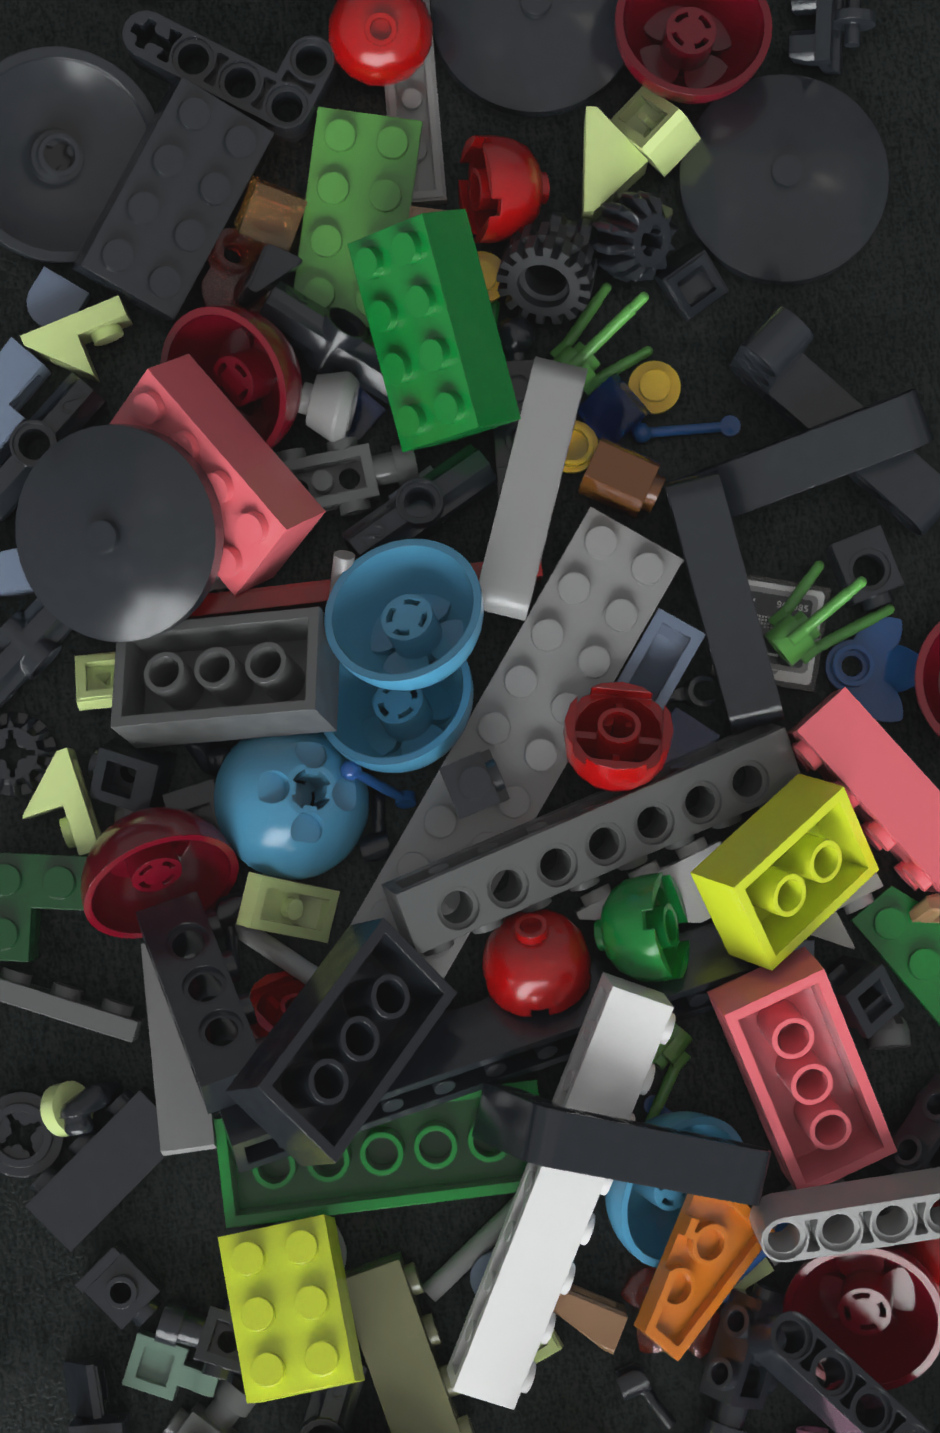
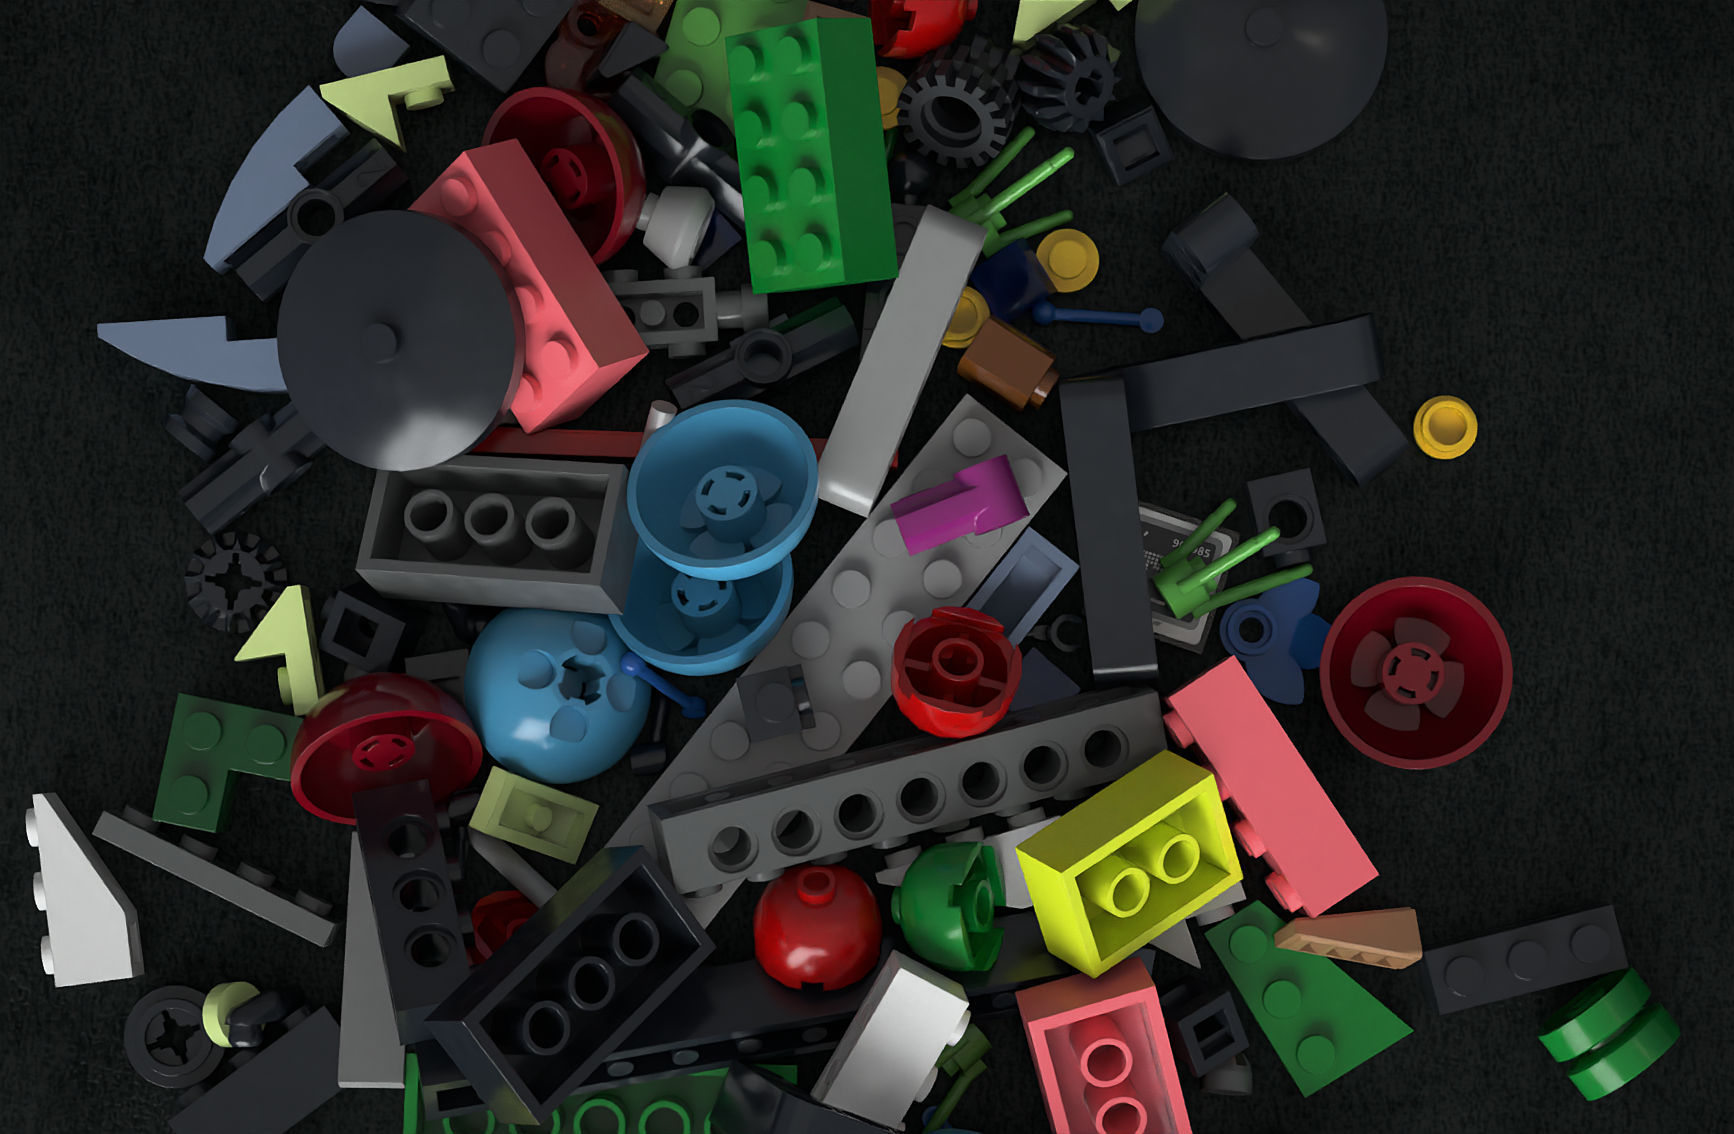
camera: 10 degrees right, 0 degrees up
(94, 680) = (345, 509): yellowish green tile -> none
(611, 594) = (974, 501): none -> magenta piece

